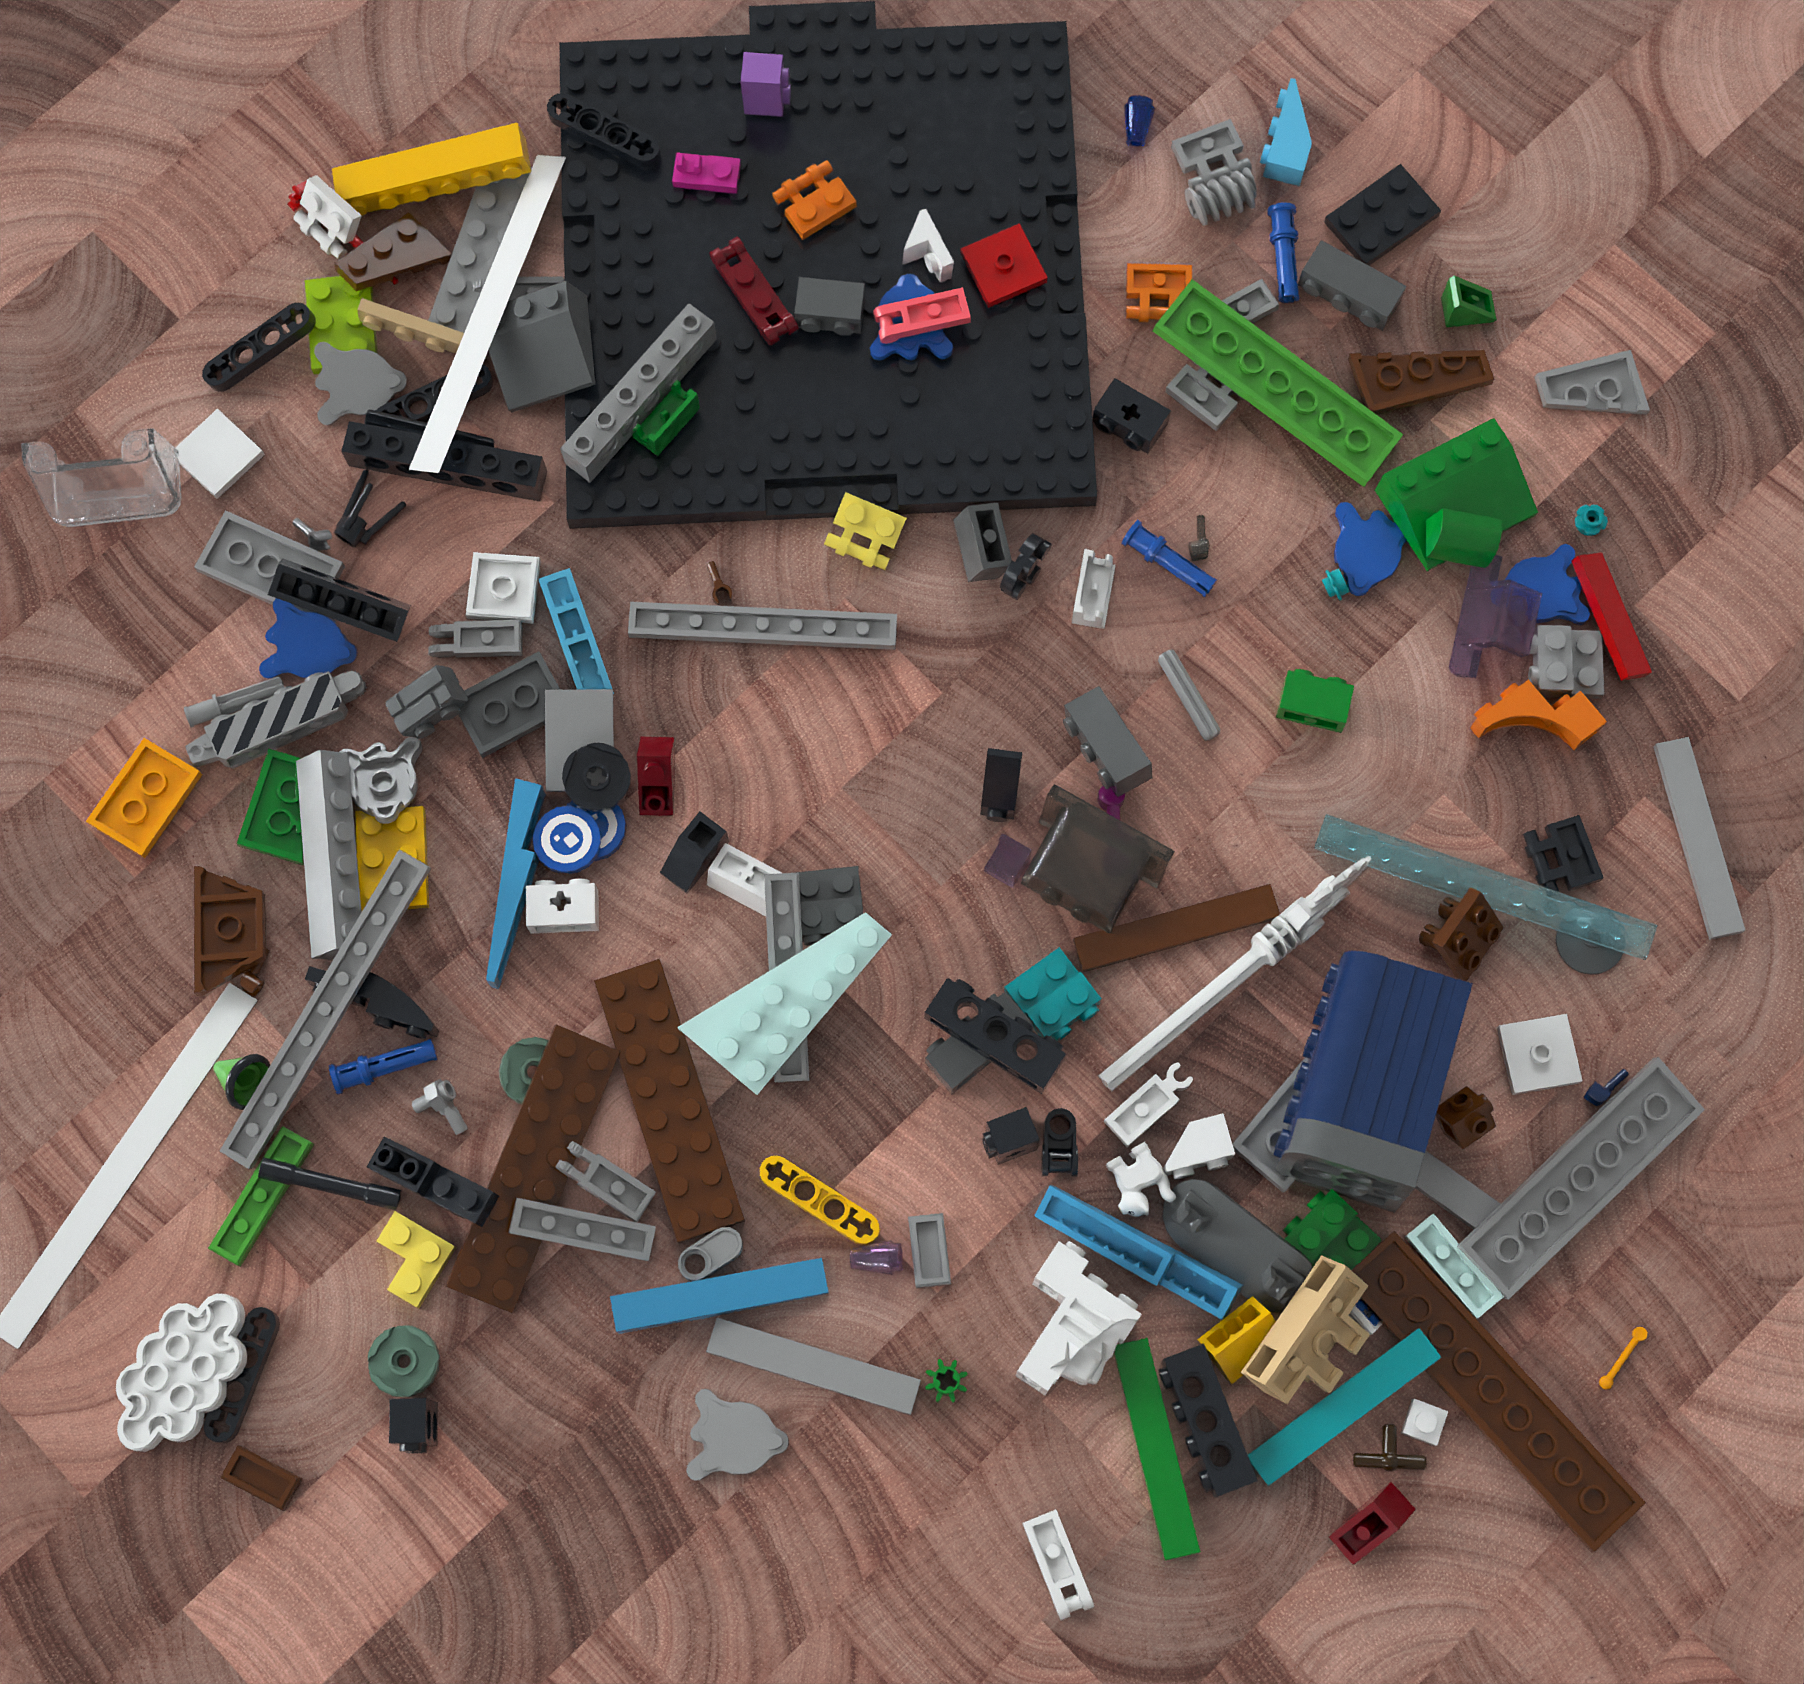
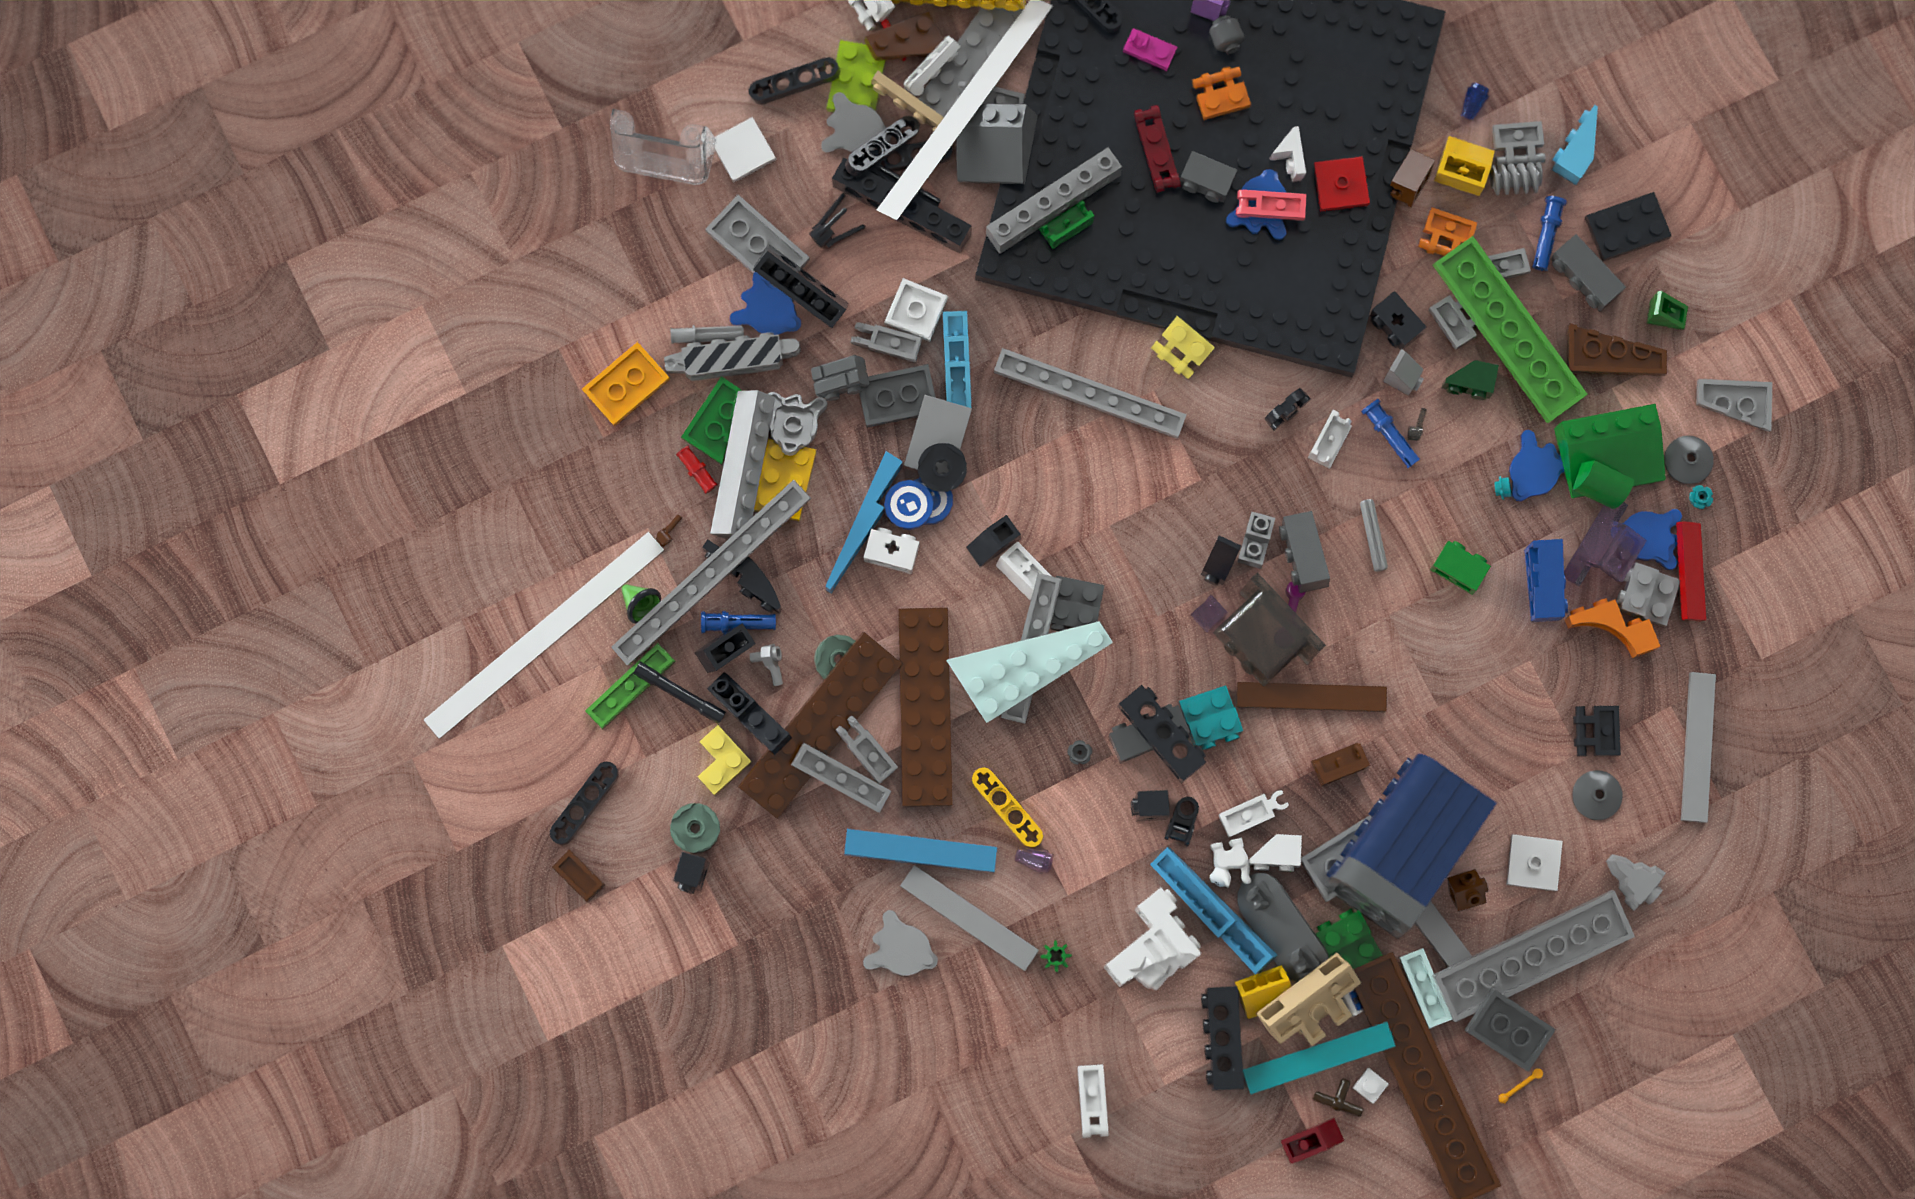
camera: 15 degrees right, 5 degrees up
(181, 1372) = (545, 789): white plate -> none
(226, 929) = (657, 494): reddish brown wing -> none
(270, 880) = (697, 469): none -> red pin
(316, 539) = (795, 234): flat silver hand -> none
(374, 1104) = (724, 648): none -> black slope
(400, 394) = (880, 143): none -> black beam
(431, 277) = (931, 66): none -> white plate
(656, 775) = (983, 478): dark red slope -> none
(716, 1248) = (927, 818): light grey piece -> none
(717, 582) = (1067, 351): reddish brown hand -> none
(798, 125) = (1226, 34): none -> dark grey head
(893, 1087) = (1079, 746): none -> dark grey plate
(929, 1250) = (1071, 865): light grey tile -> none
(982, 542) = (1263, 381): dark grey brick -> none
(1038, 747) = (1256, 540): none -> light grey slope
(1091, 233) = (1412, 177): none -> hinge
(1152, 202) = (1464, 166): none -> yellow slope
(1156, 1449) = (1183, 1045): green tile -> none
(1161, 477) = (1404, 374): none -> light grey slope
(1244, 1004) = (1340, 764): none -> reddish brown hinge
(1253, 459) = (1474, 379): none -> dark green slope
(1268, 947) = (1370, 730): white piece -> none
(1430, 682) = (1546, 580): none -> blue wedge
(1466, 933) = (1510, 764): reddish brown plate -> none
(1500, 890) = (1535, 735): clear light blue plate -> none
(1553, 491) = (1680, 467): none -> dark grey dish
(1585, 1286) = (1510, 1029): none -> dark grey plate
(1598, 1094) = (1566, 903): dark blue hand -> none
(1680, 1035) = (1636, 880): none -> light grey rock

